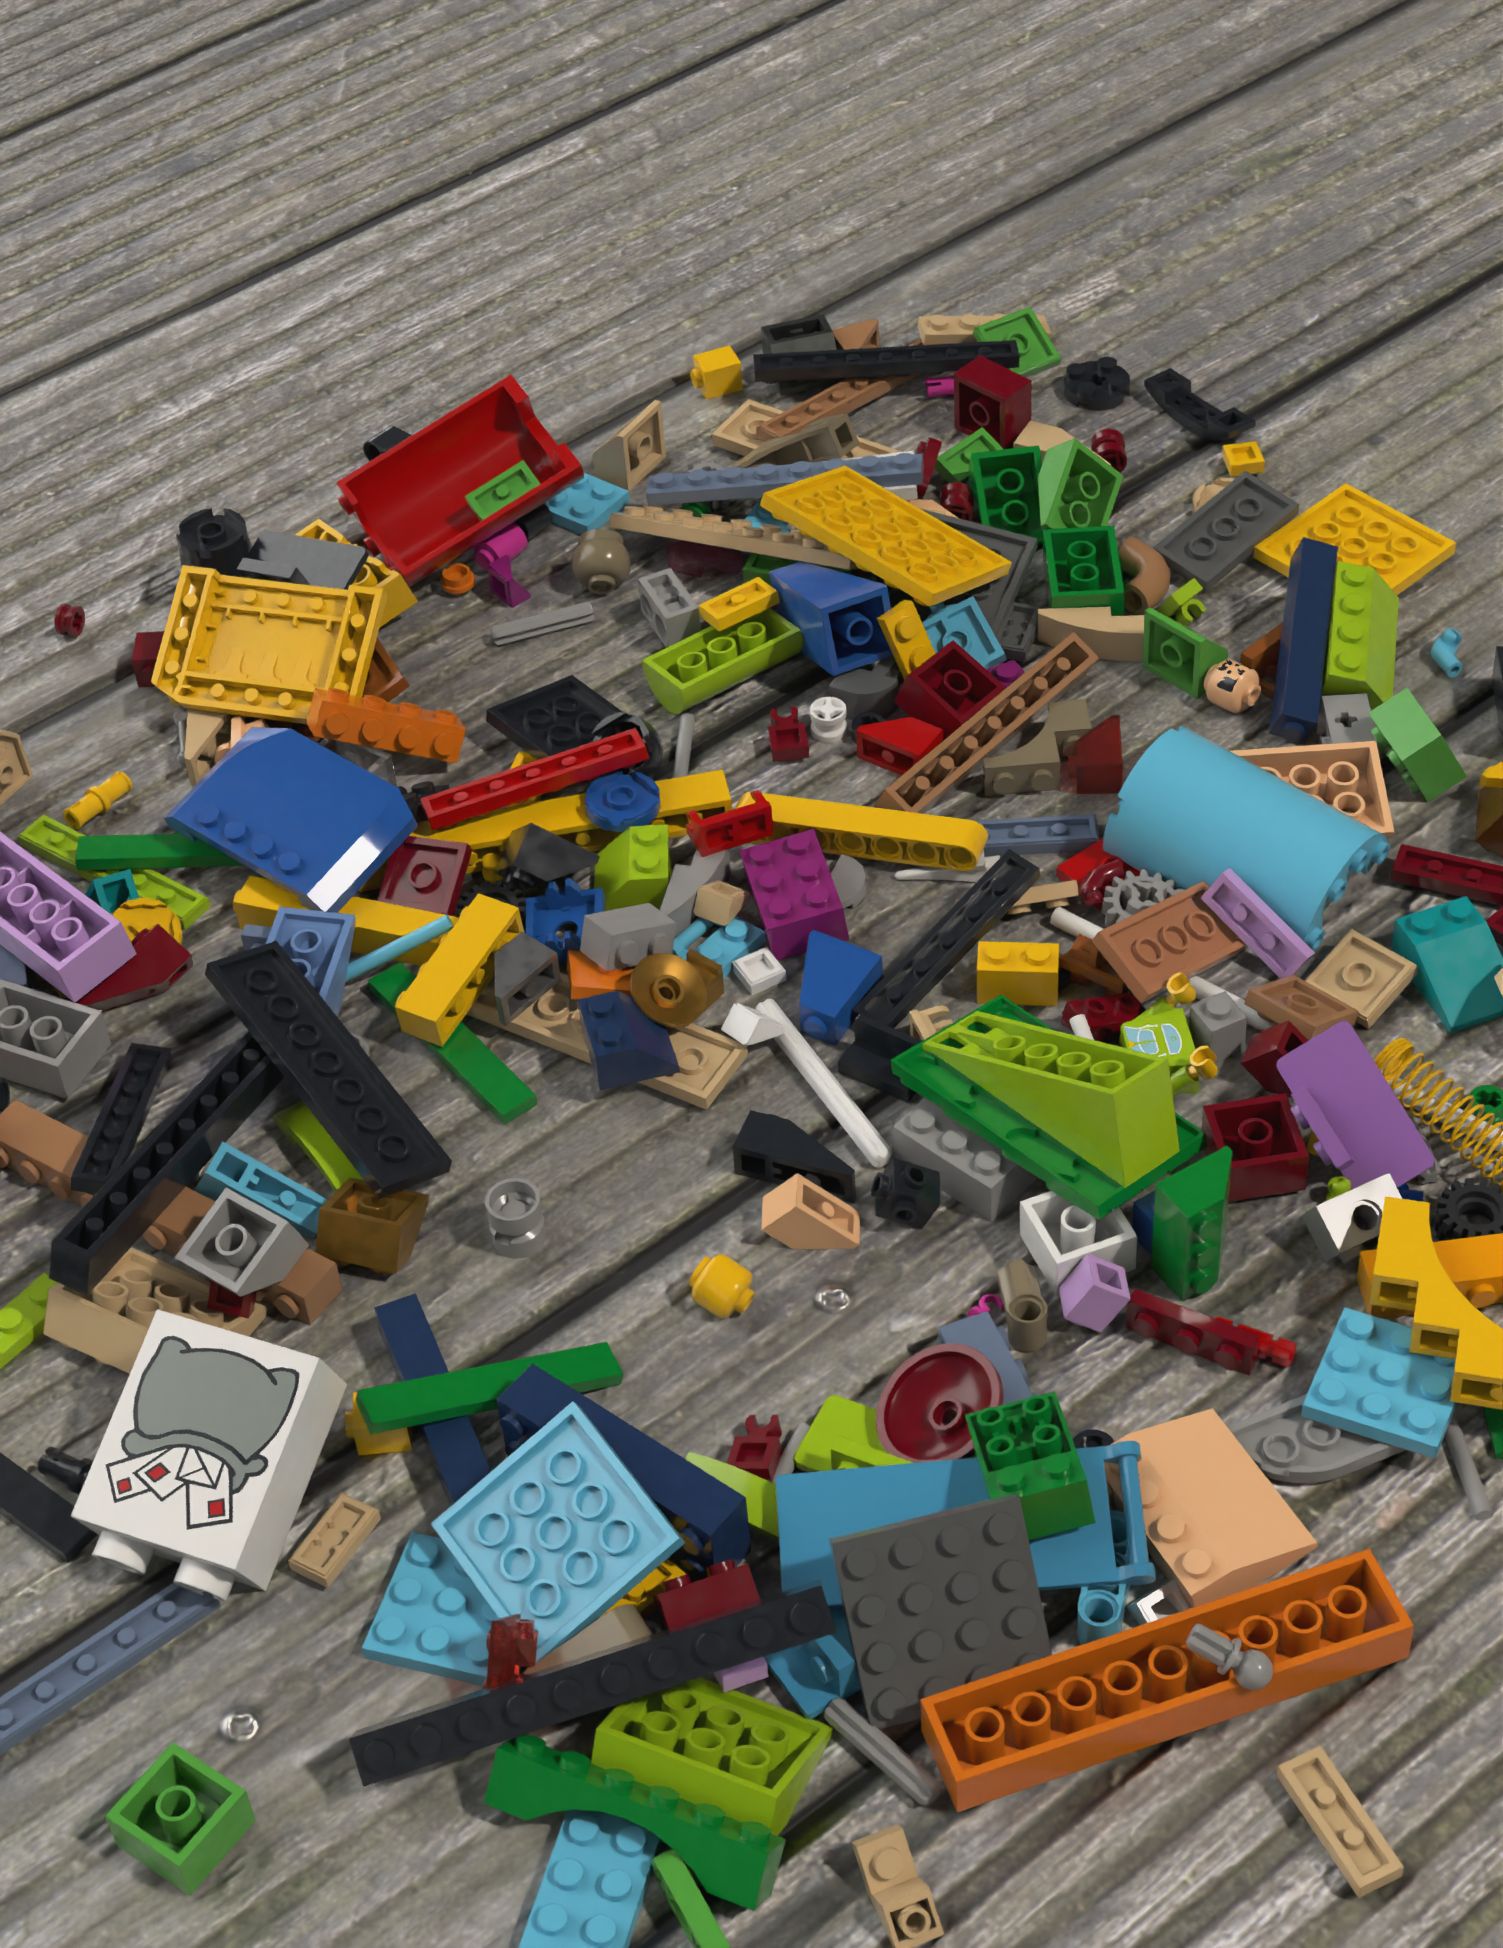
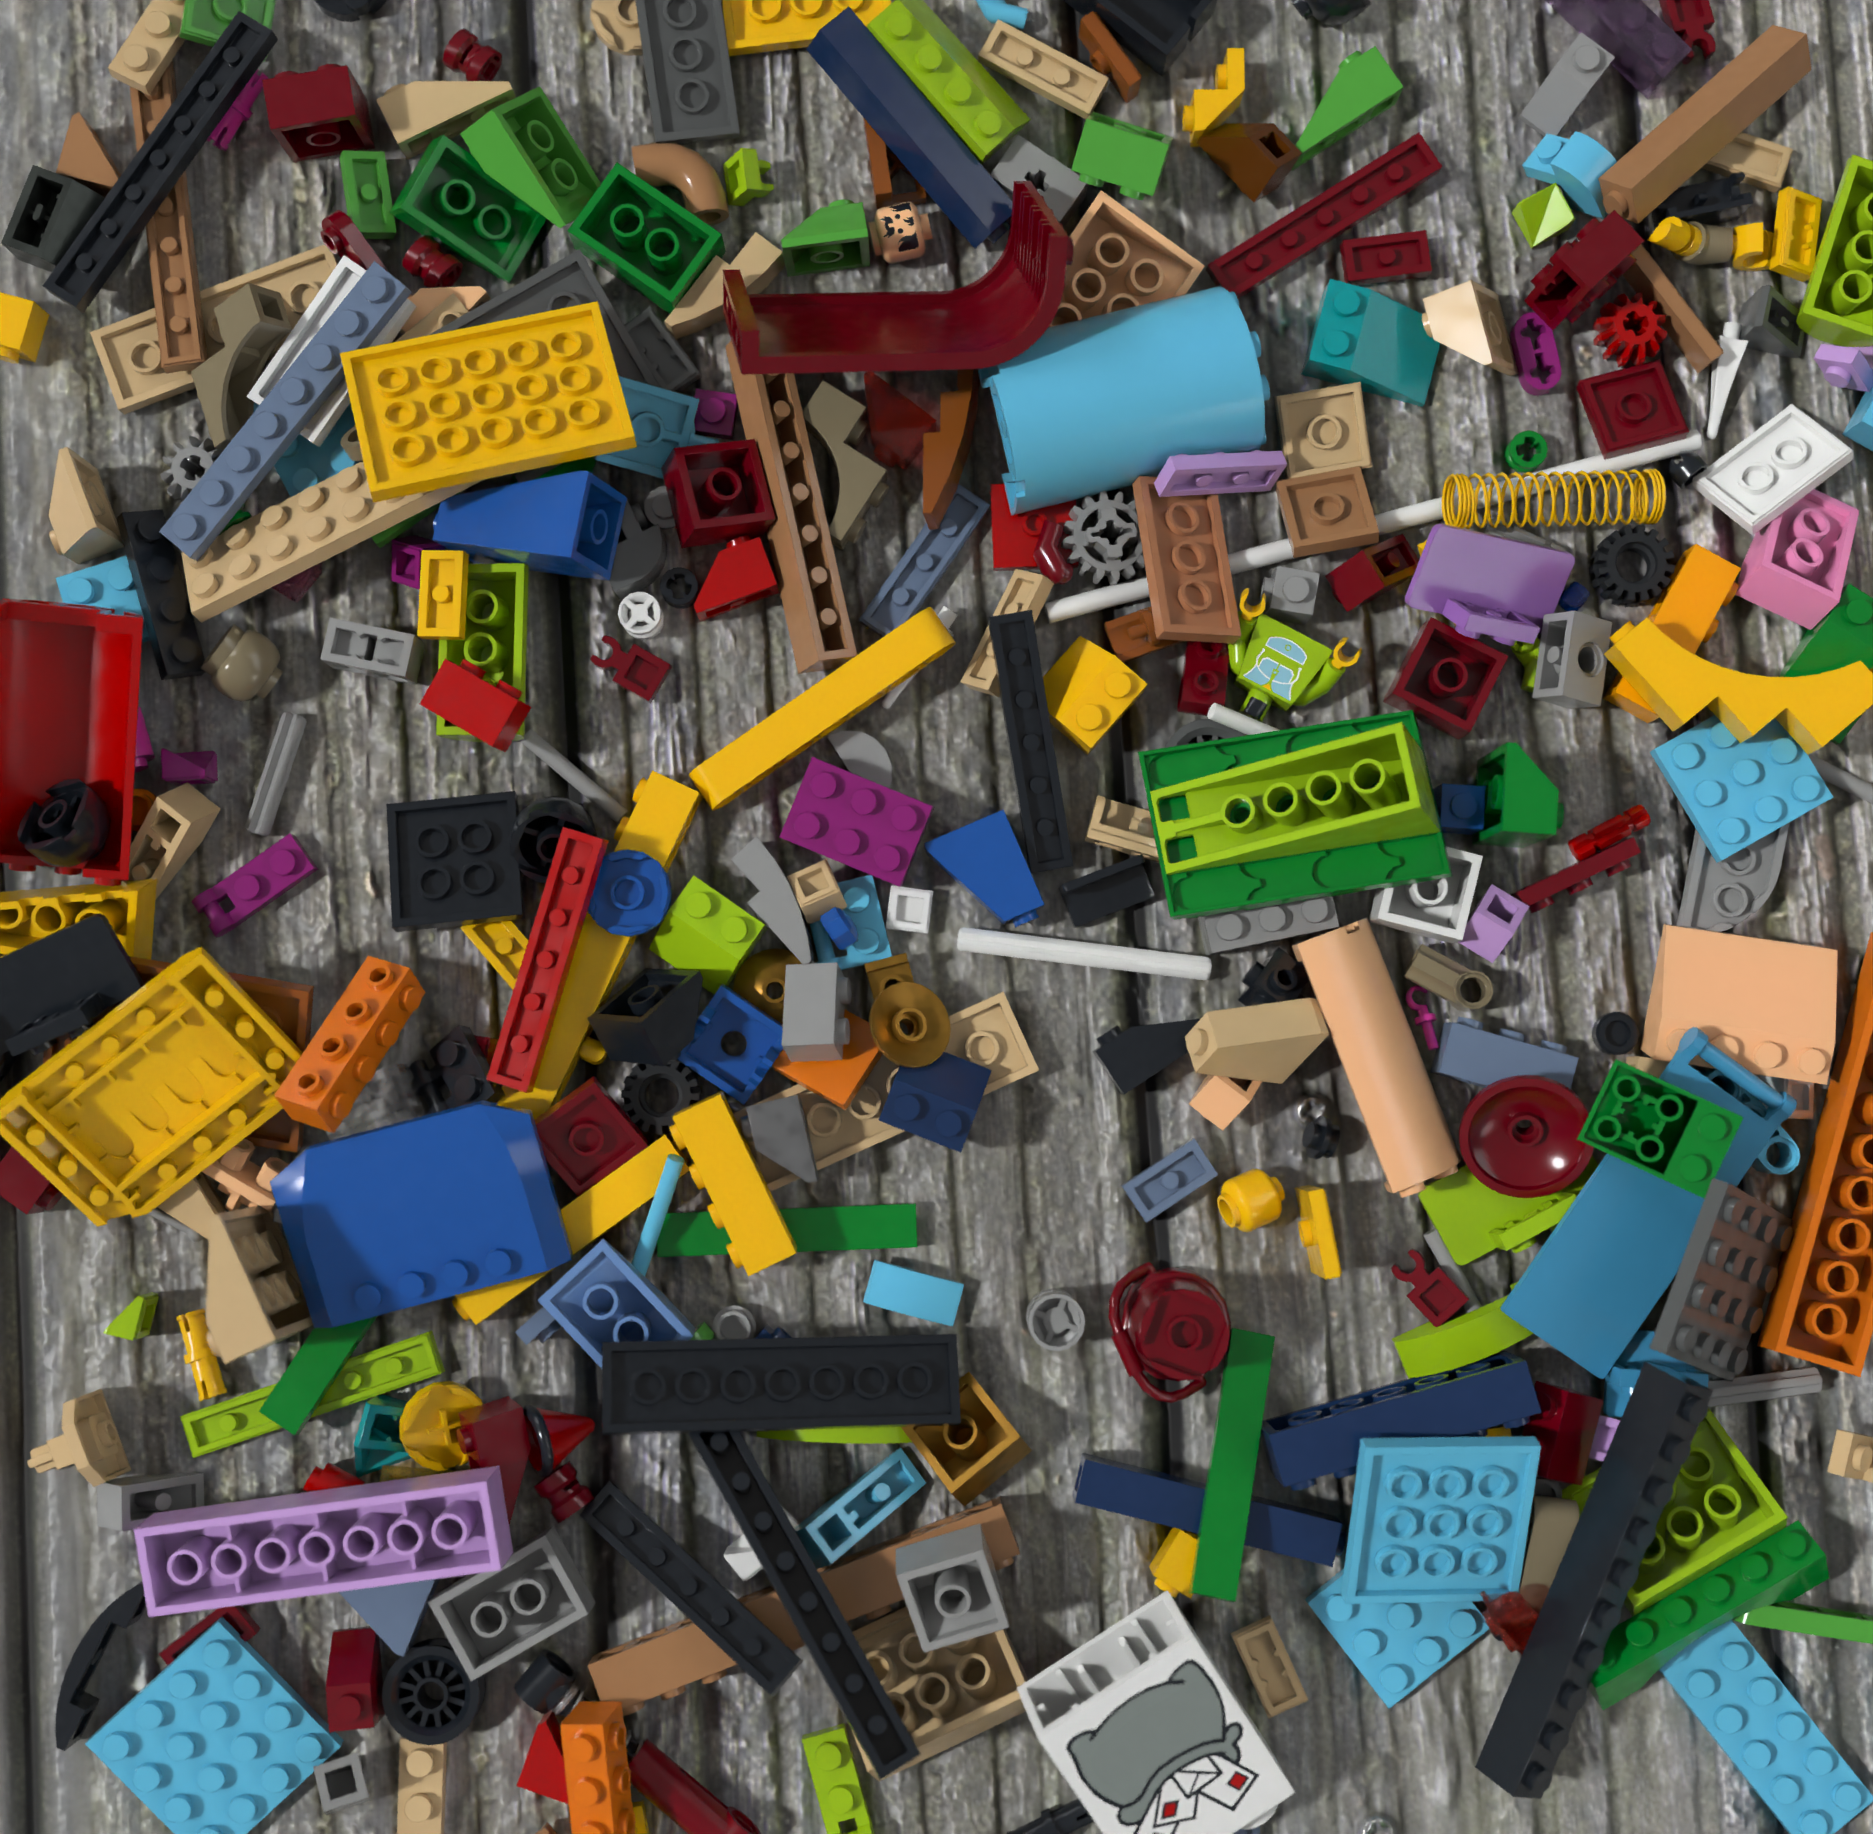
camera: 60 degrees left, 40 degrees up
(100, 753) = (135, 1319): none -> lime slope
(144, 1024) = (564, 1492): none -> dark red wheel
(165, 748) = (251, 1285): none -> tan slope
(181, 996) = (553, 1436): none -> red hat
(413, 536) = (66, 826): none -> black cylinder
(451, 595) = (170, 834): none -> tan slope
(456, 655) = (255, 884): none -> magenta plate
(464, 1135) = (913, 1293): none -> medium azure slope
(502, 490) = (82, 700): bright green plate -> none
(572, 1287) = (1169, 1327): none -> dark red piece
(628, 493) = (161, 594): none -> black plate
(680, 651) = (475, 705): none -> red brick
(691, 1230) = (1169, 1180): none -> sand blue plate
(704, 922) = (840, 928): none -> blue tile
(731, 827) = (743, 823): red hinge -> none
(733, 1328) = (1317, 1232): none -> yellow plate
(750, 1025) = (990, 974): white slope -> none
(814, 1302) = (1321, 1138): none -> black plate
(846, 1182) = (1257, 1040): none -> tan slope
(906, 636) = (632, 483): yellow plate -> none
(915, 1276) = (1379, 1057): none -> light nougat cylinder
(1087, 792) = (948, 450): none -> dark orange slope
(1276, 715) = (916, 329): none -> dark red panel
(1431, 689) = (1042, 69): none -> tan plate
(1479, 716) = (1108, 56): none -> dark orange plate

